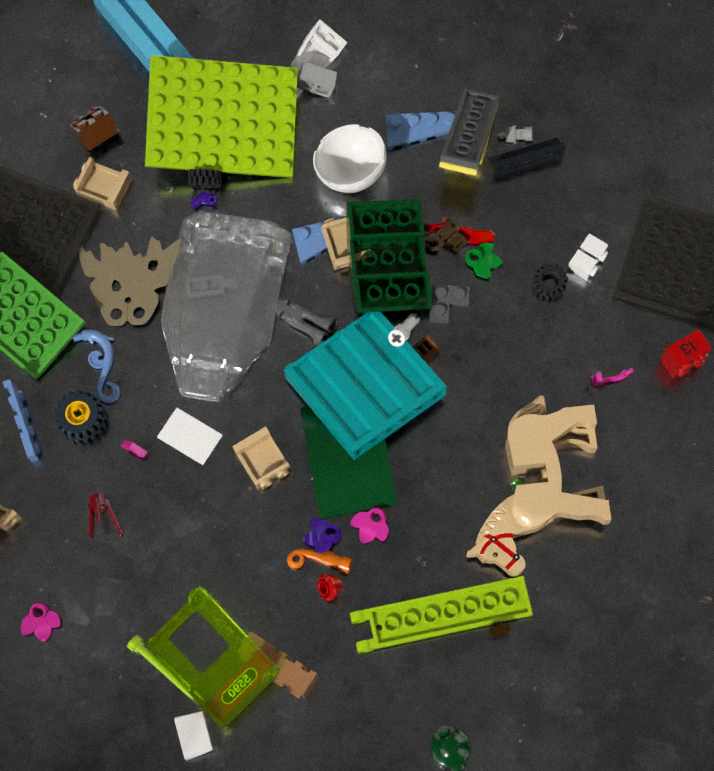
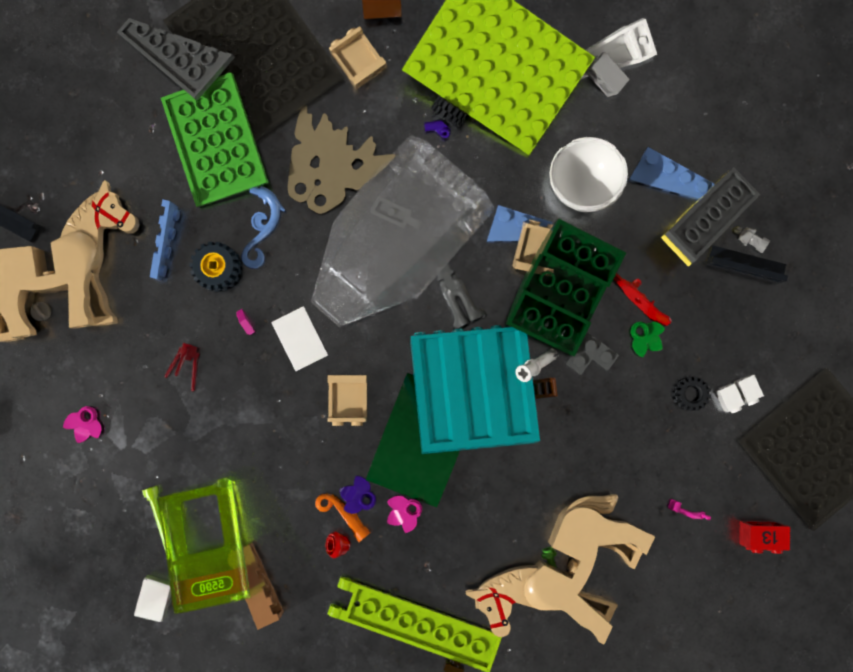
camera: 25 degrees right, 15 degrees up
(448, 234) = (630, 296): dark brown piece -> none

